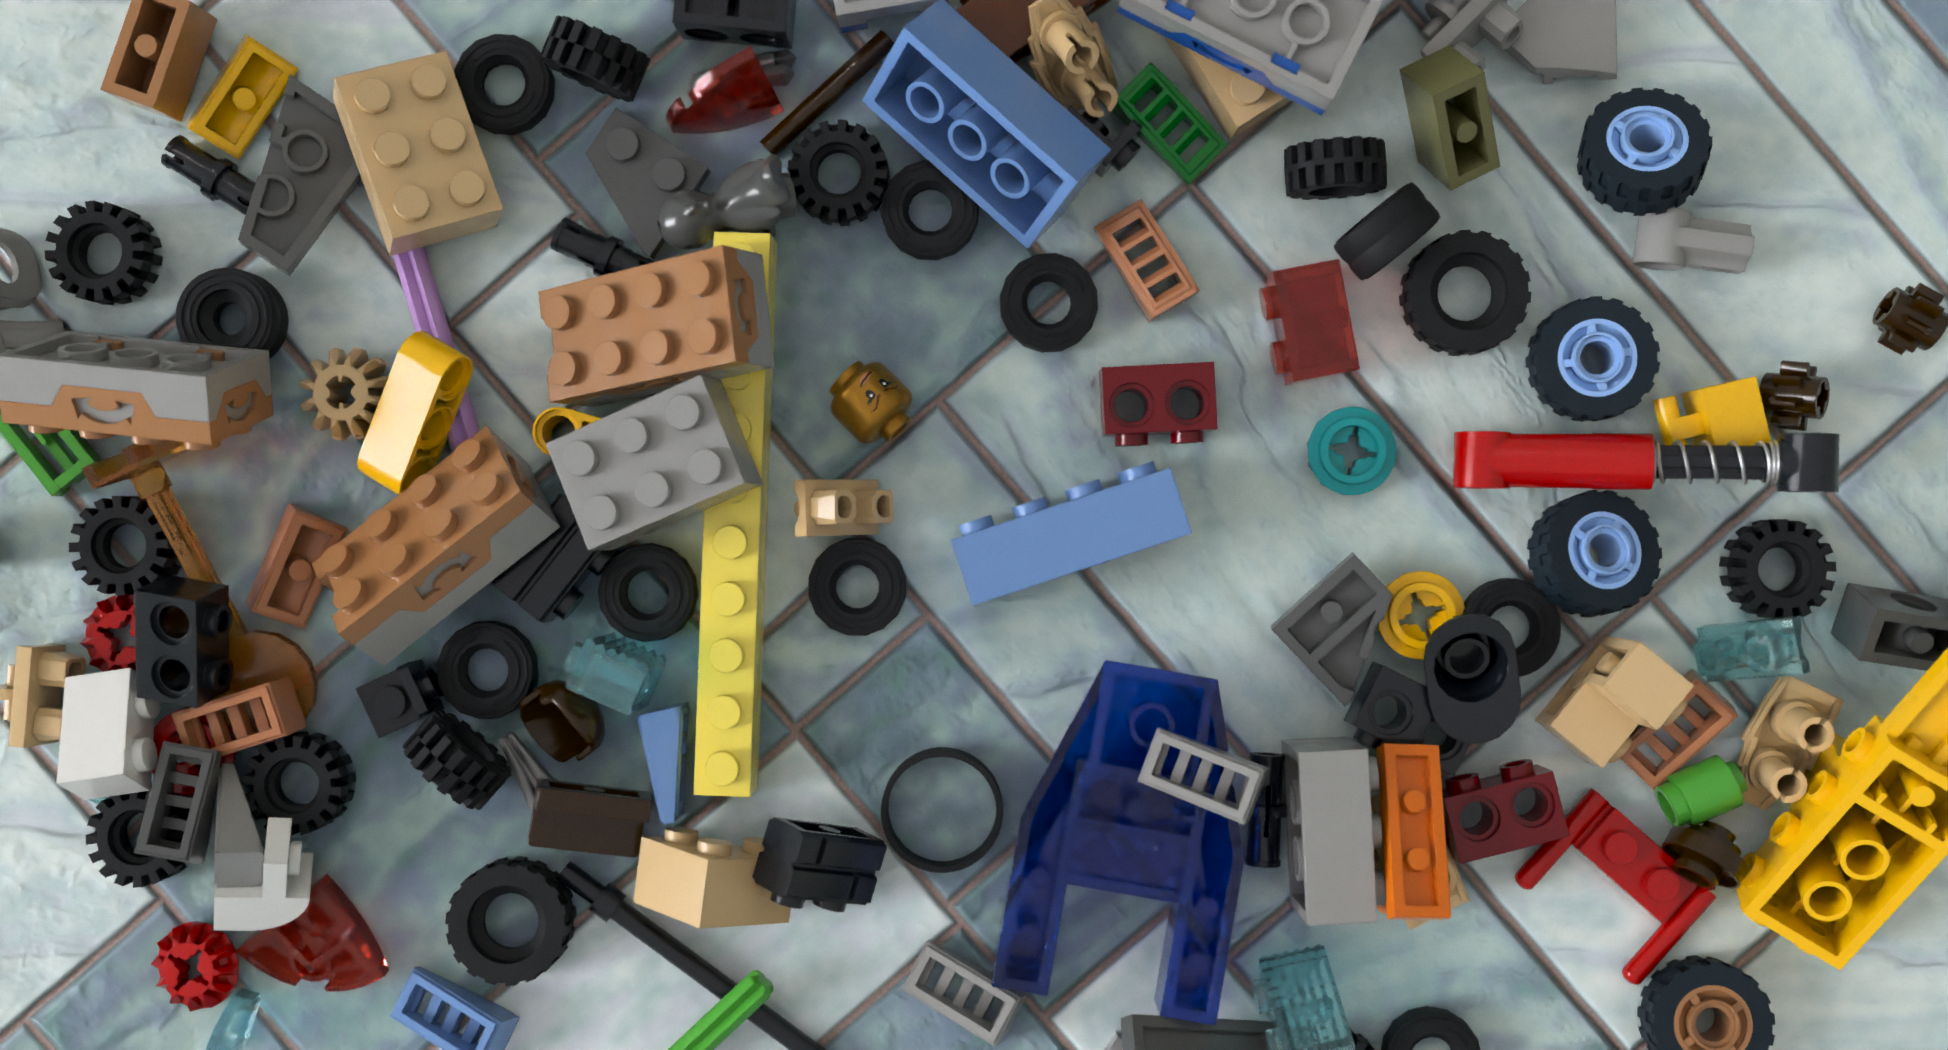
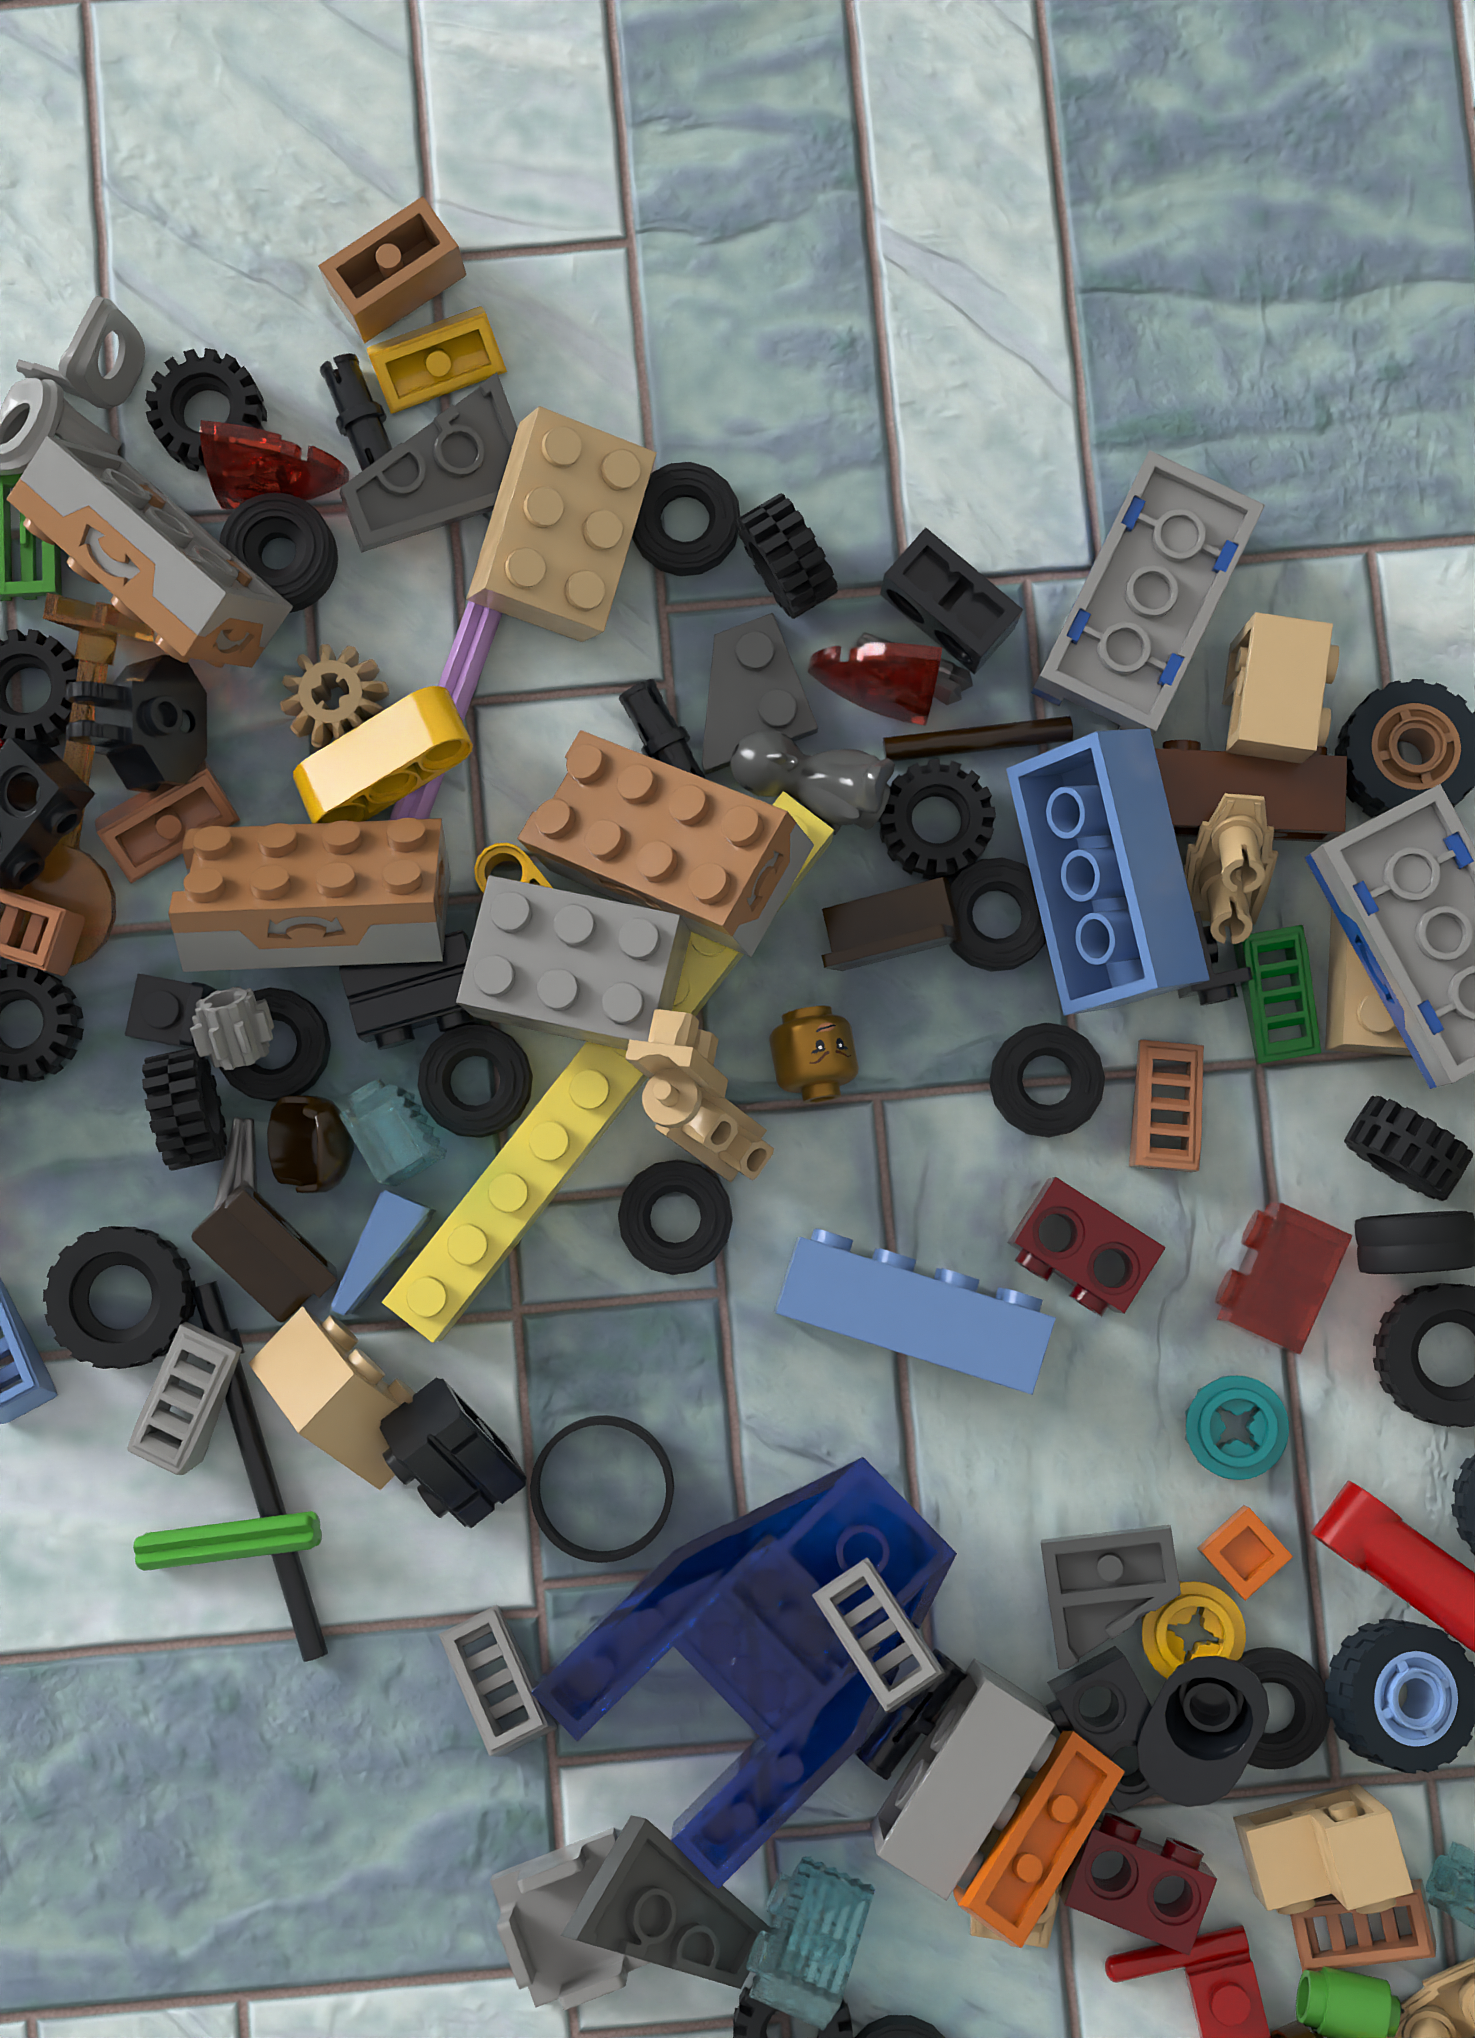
camera: 30 degrees right, 5 degrees down
(164, 265) = (258, 462): none -> clear red brick
(222, 511) = (142, 720): none -> black hinge
(448, 680) = (232, 1028): none -> light grey gear
(616, 992) = (167, 1437): none -> light grey slope
(776, 480) = (677, 1063): none -> tan hips
(860, 272) = (890, 925): none -> dark brown panel
(1417, 533) = (1244, 1552): none -> orange plate

